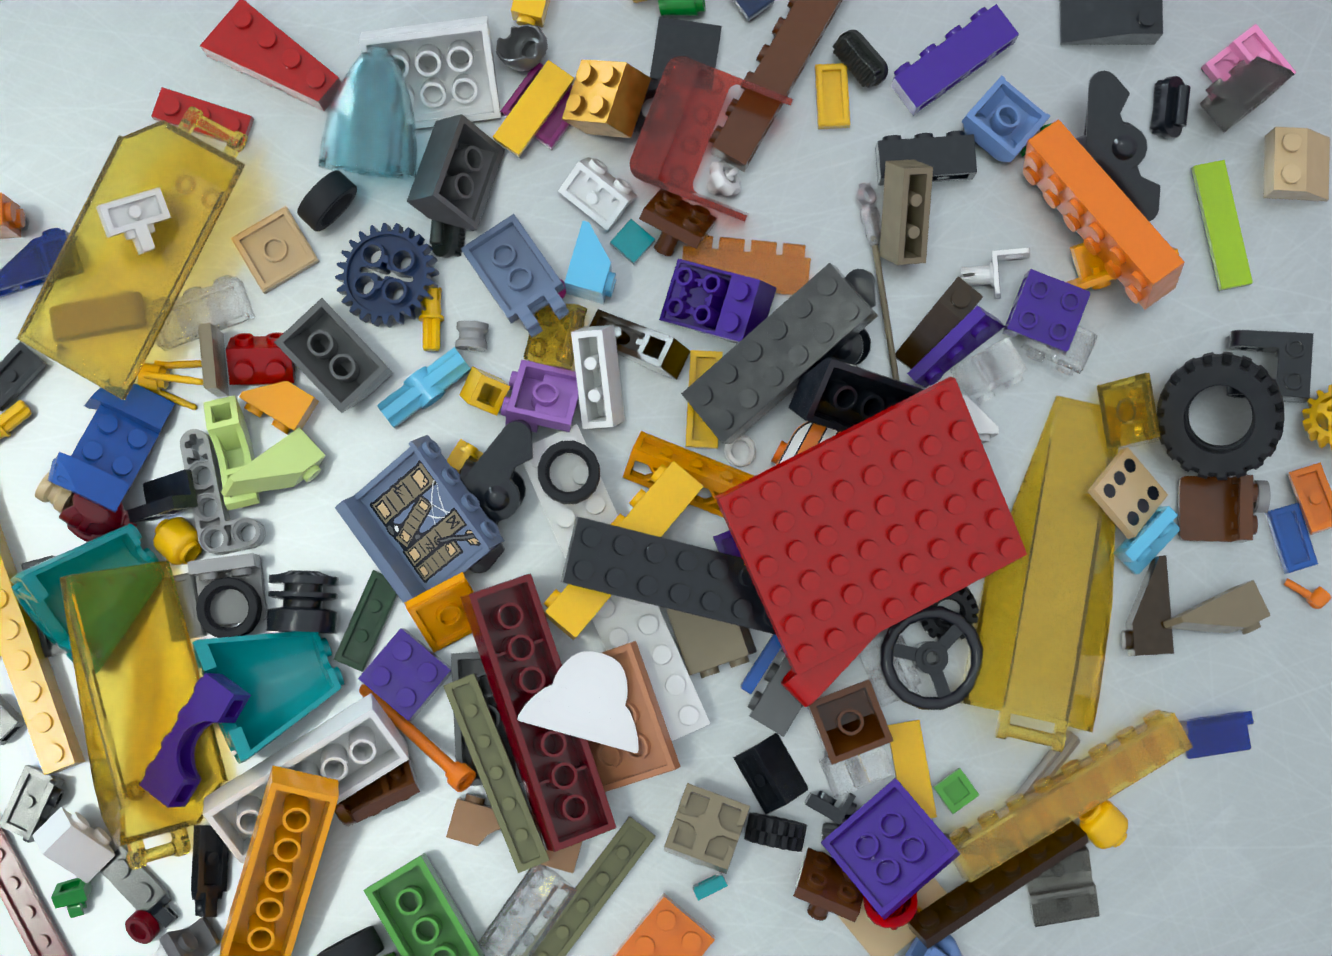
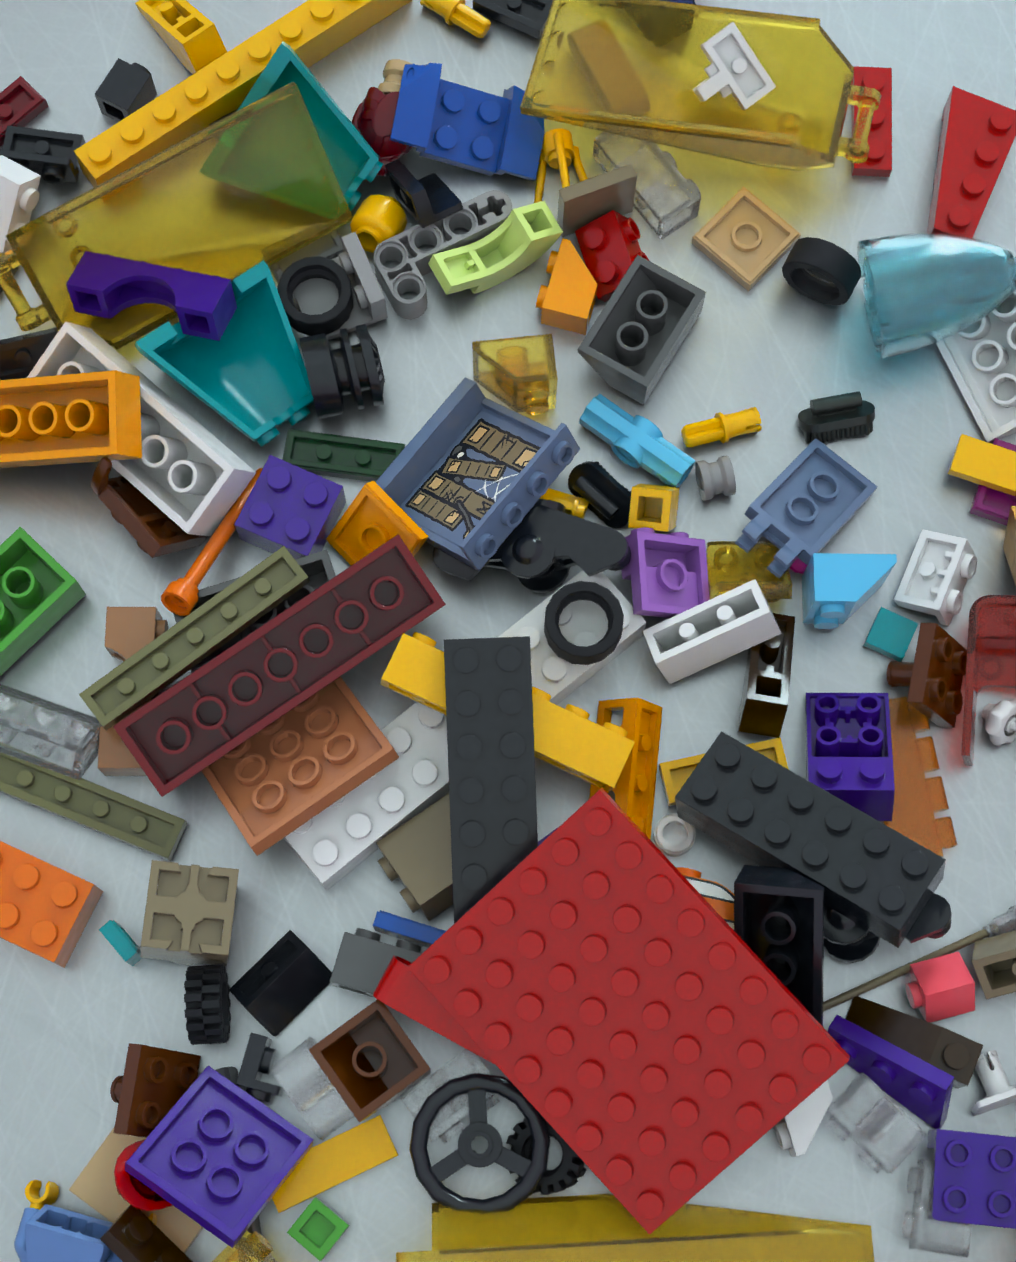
camera: 75 degrees right, 10 degrees down
(279, 467) = (491, 298): yellowish green slope -> none
(344, 463) = (518, 371): none -> clear yellow slope
(379, 302) = (792, 362): dark blue gear -> none
(456, 173) = (903, 404): dark grey slope -> none
(457, 426) = (605, 495): none -> black piece
(586, 702) = (306, 716): white sticker -> none
(907, 291) = (941, 987): none -> coral brick

